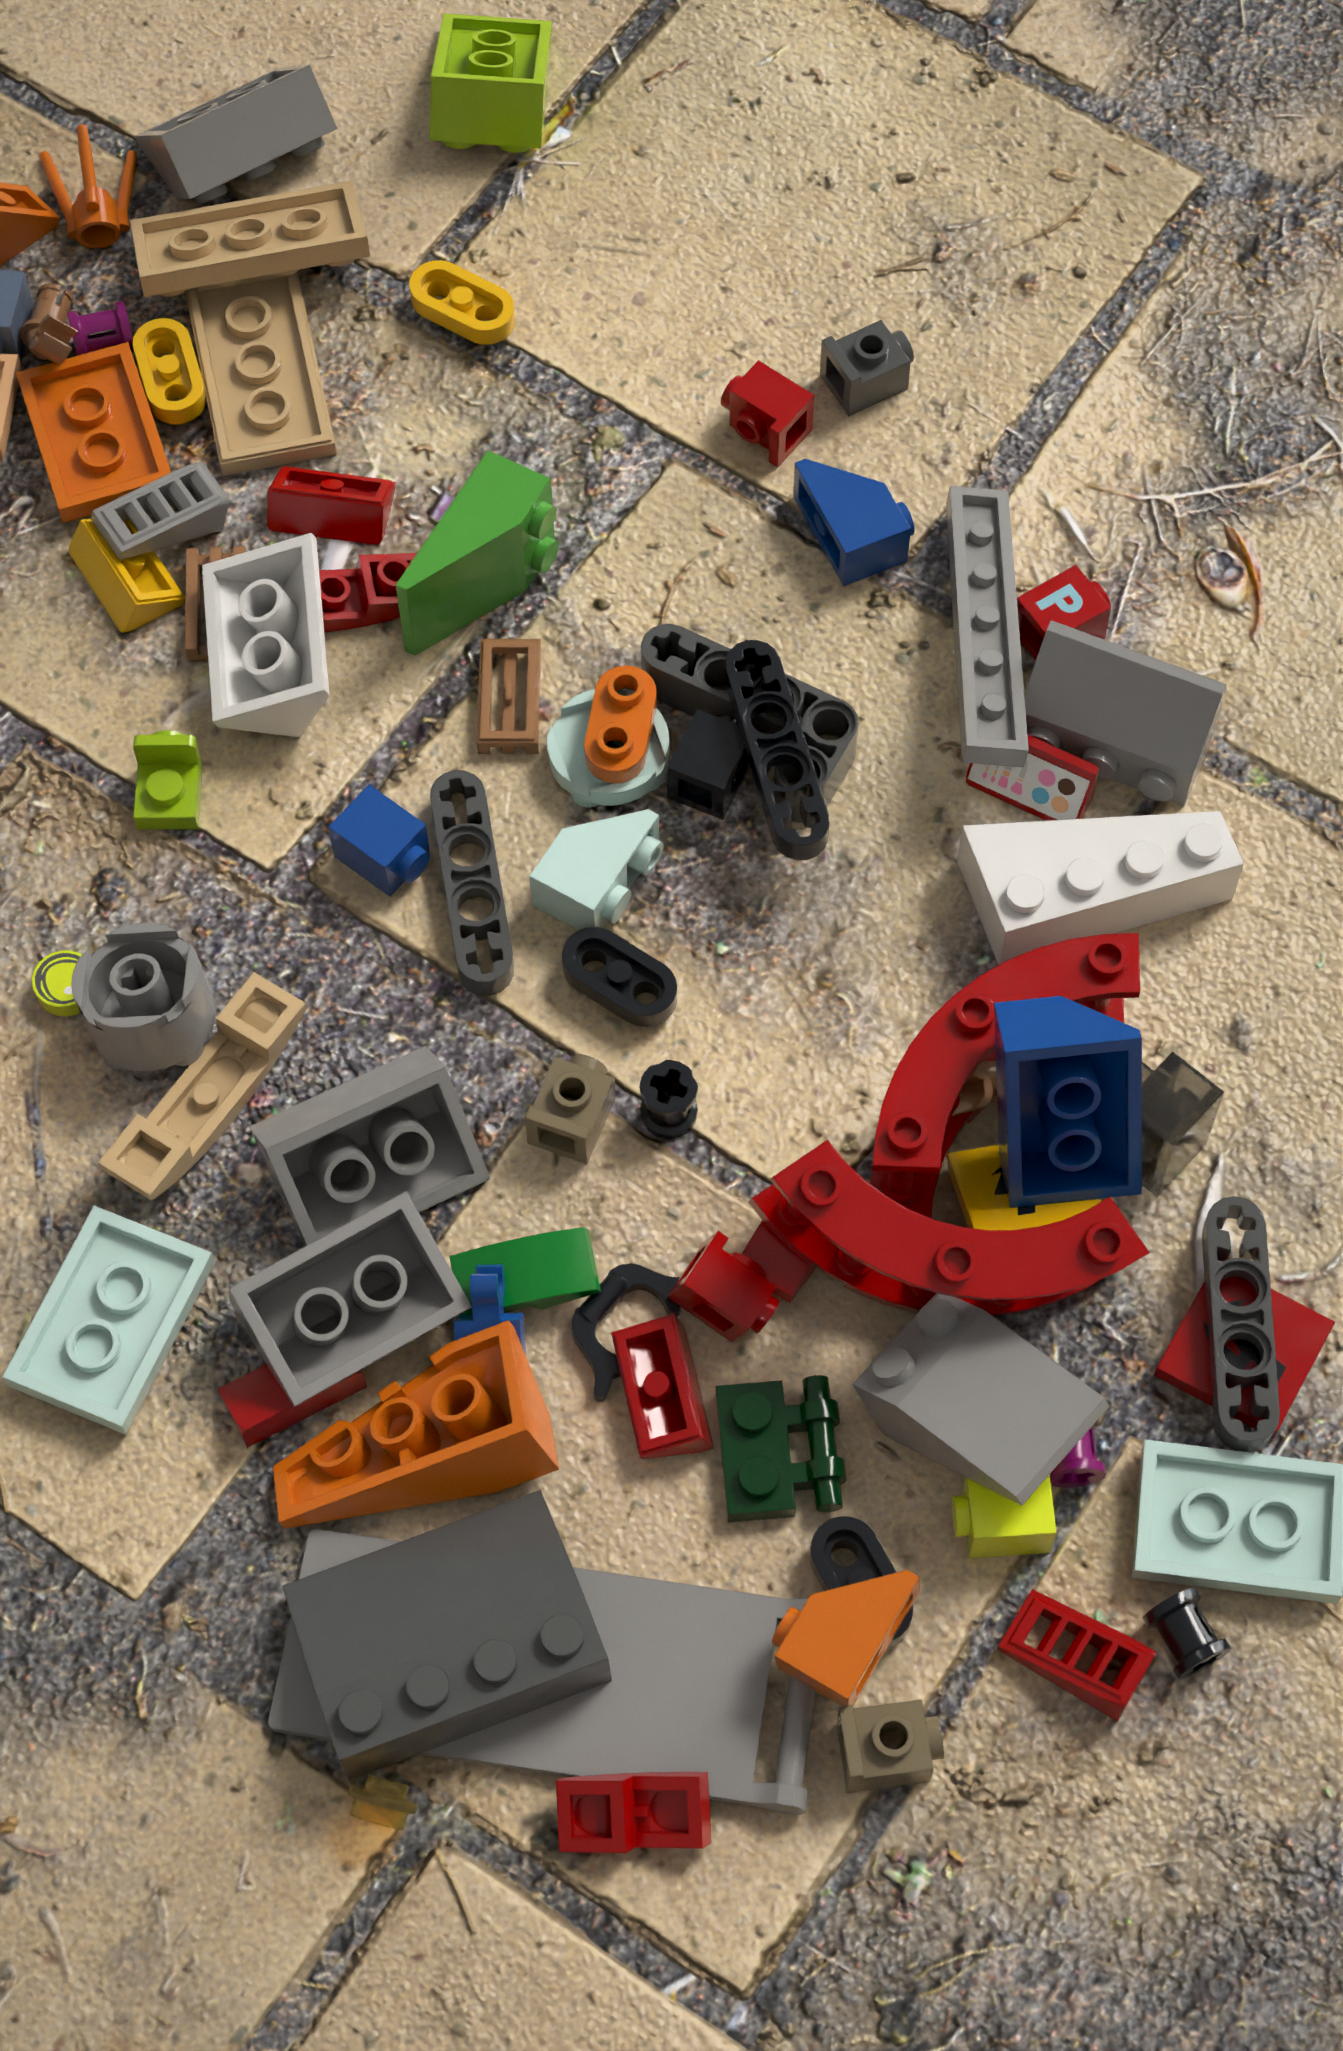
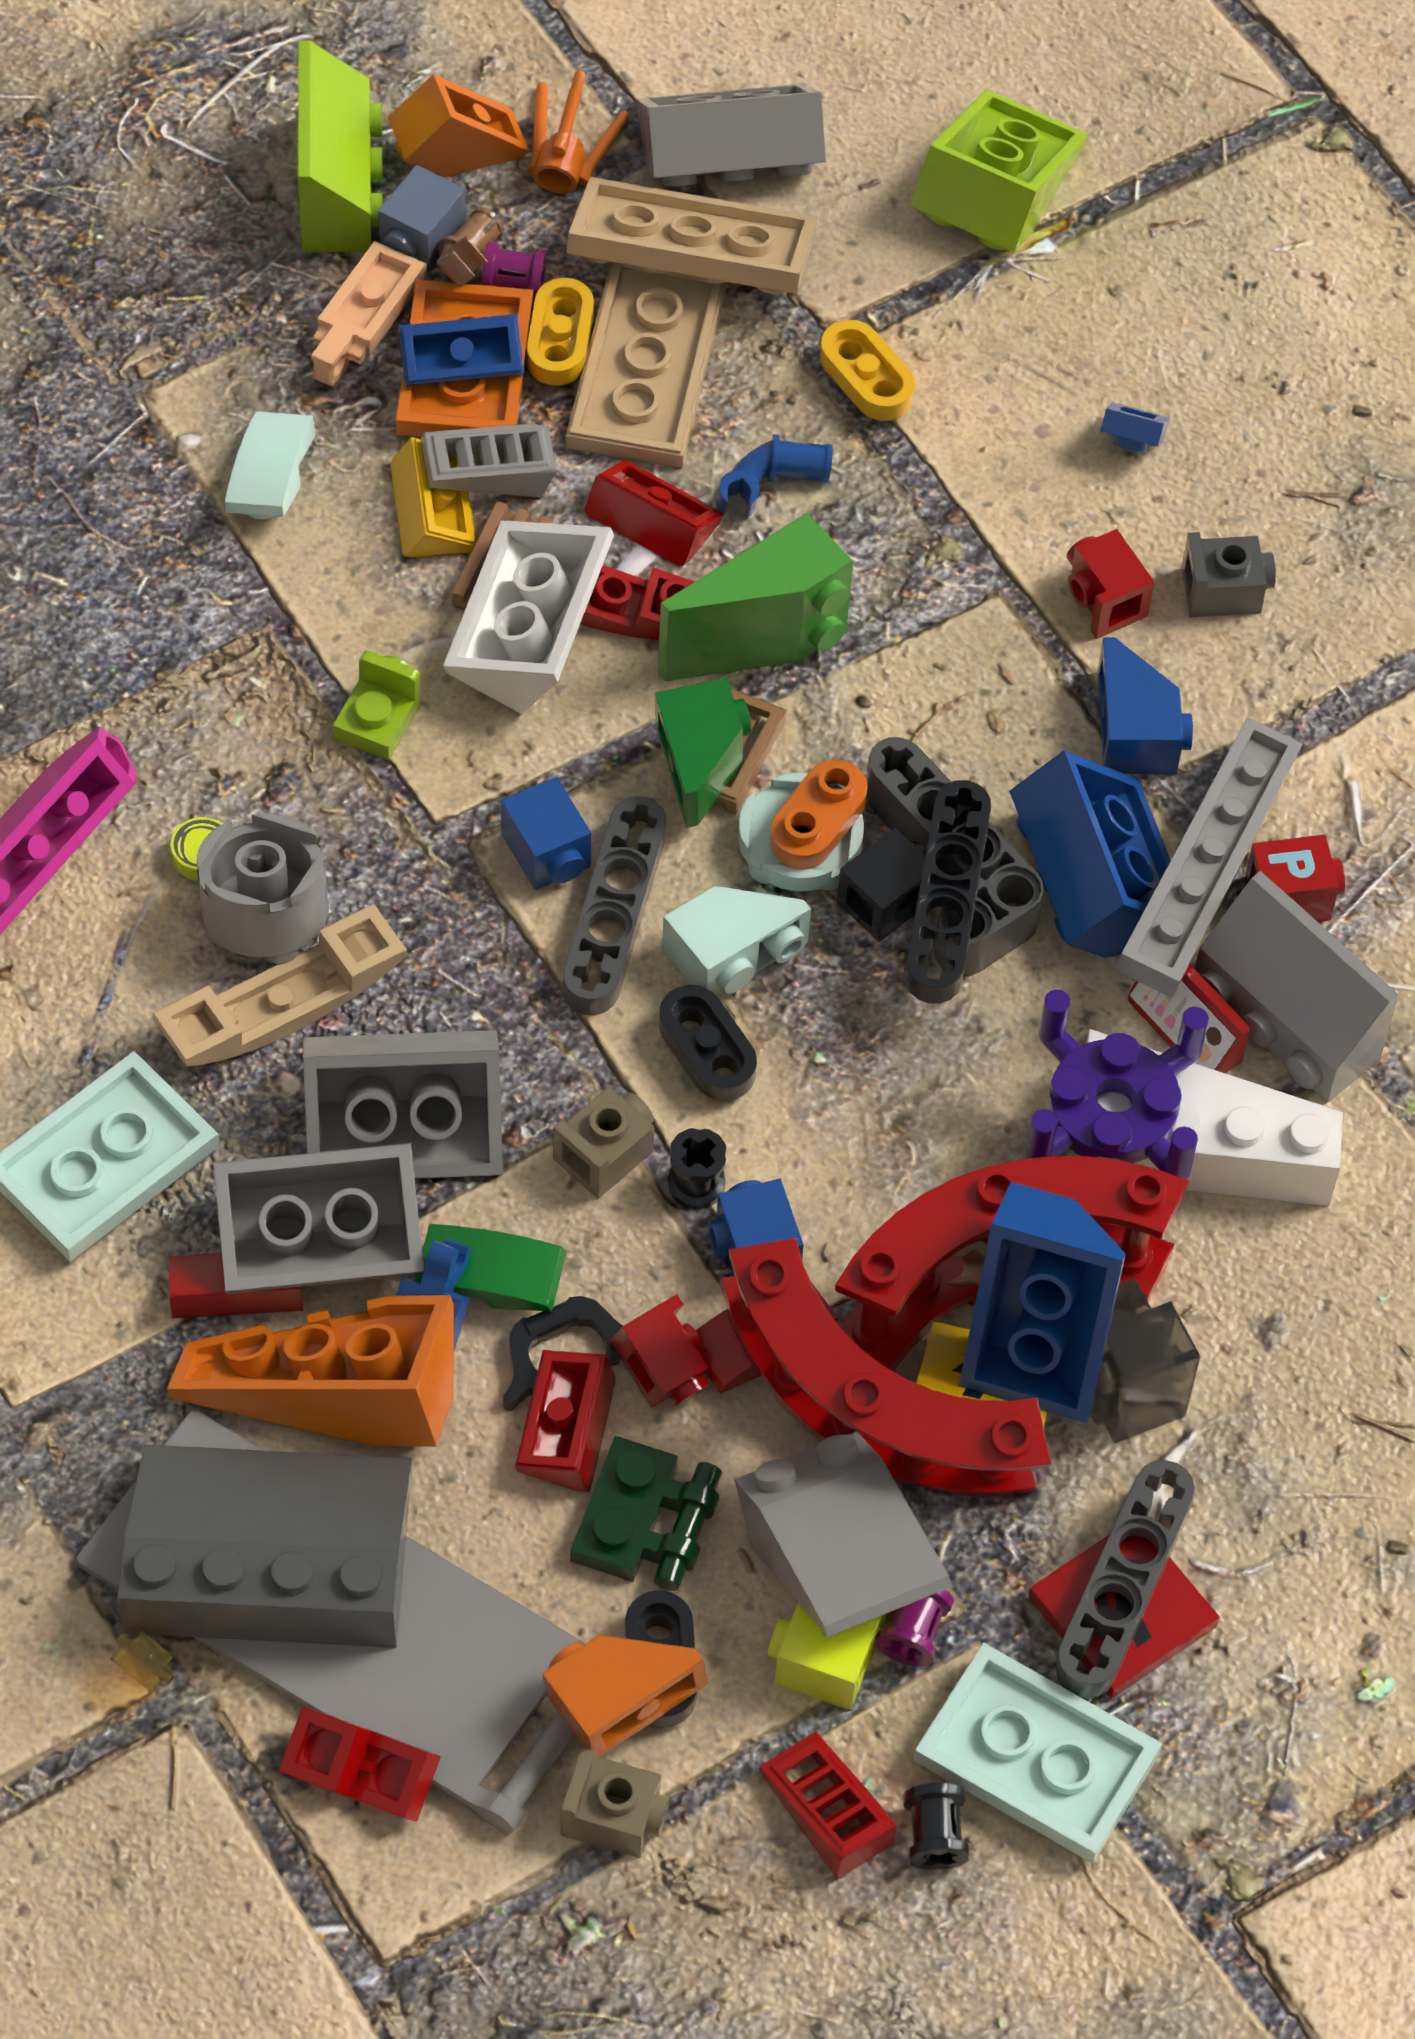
camera: 20 degrees right, 5 degrees down
(89, 421) = (460, 349): none -> blue slope
(419, 415) = (774, 460): none -> blue piece
(482, 699) = (701, 742): none -> green slope
(722, 264) = (1134, 427): none -> blue plate
(751, 1137) = (752, 1216): none -> blue brick
(878, 662) = (1091, 849): none -> blue slope
(1033, 850) = (1119, 1066): none -> dark purple plate

